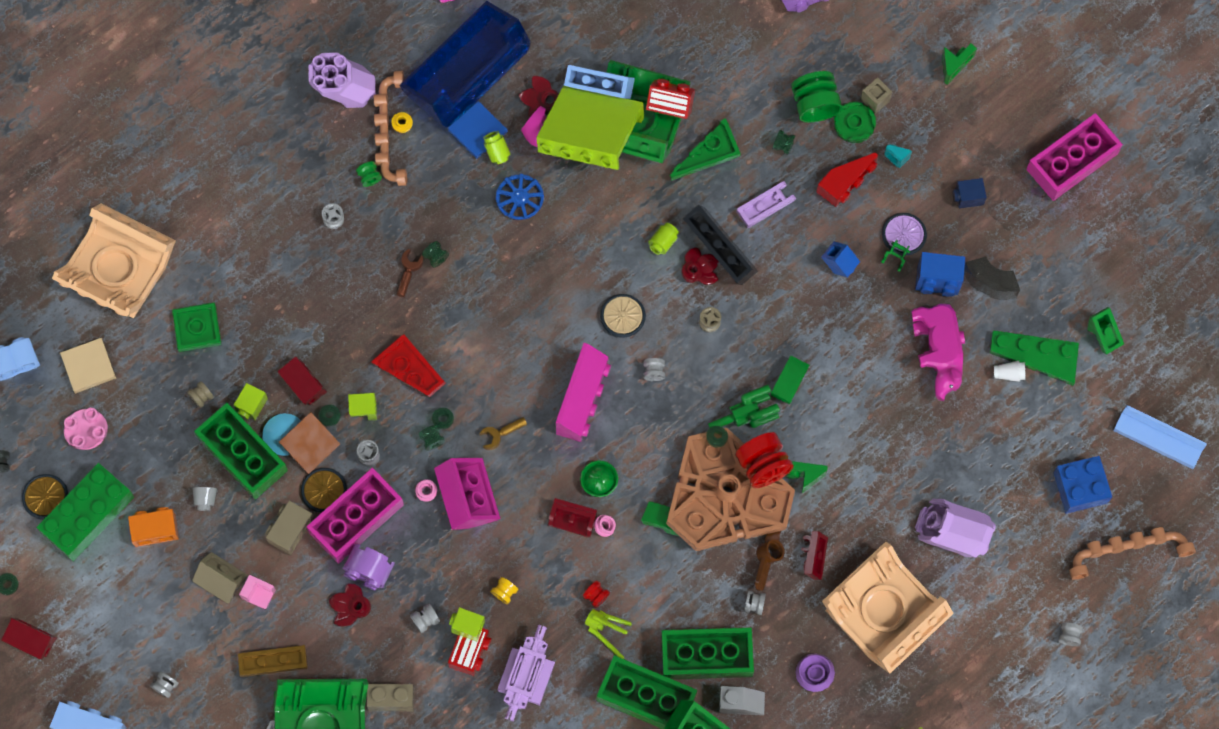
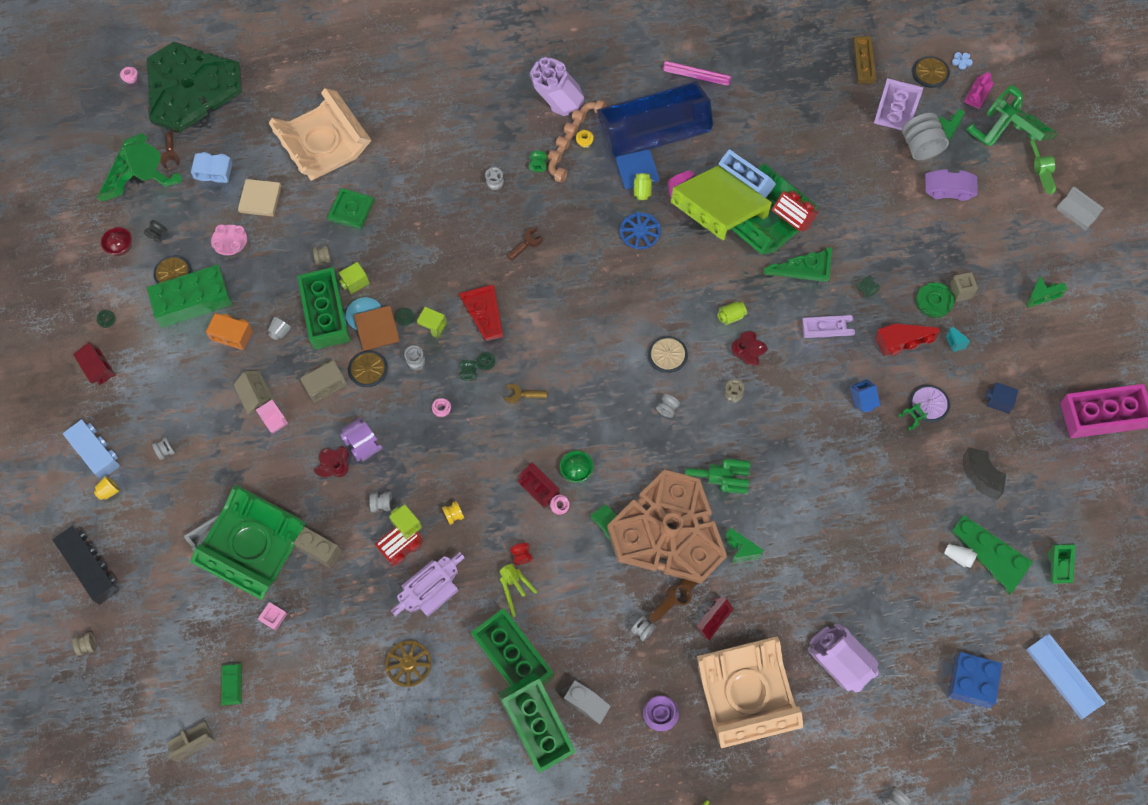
camera: 35 degrees right, 5 degrees down
(272, 661) = (251, 473): pearl gold plate -> none
(302, 381) = (400, 282): dark red hinge -> none
(355, 515) = (375, 397): dark pink brick -> none
(435, 254) = (552, 240): clear green wheel -> none
(466, 492) = (469, 424): dark pink slope -> none
(538, 95) = (697, 165): dark red plate -> none
(582, 393) = (600, 394): dark pink slope -> none
(707, 653) = (580, 648): green brick -> none
(717, 442) = (684, 485): clear green plate -> none
(720, 244) = (773, 337): black brick -> none
(764, 460) = (712, 517): red wheel -> none
(789, 379) = (771, 468): green slope -> none
(816, 96) = (913, 264): green wheel -> none
(940, 274) = (941, 446): blue brick -> none
(944, 346) = (915, 506): dark pink animal -> none
(1136, 541) = (999, 754): nougat bar -> none

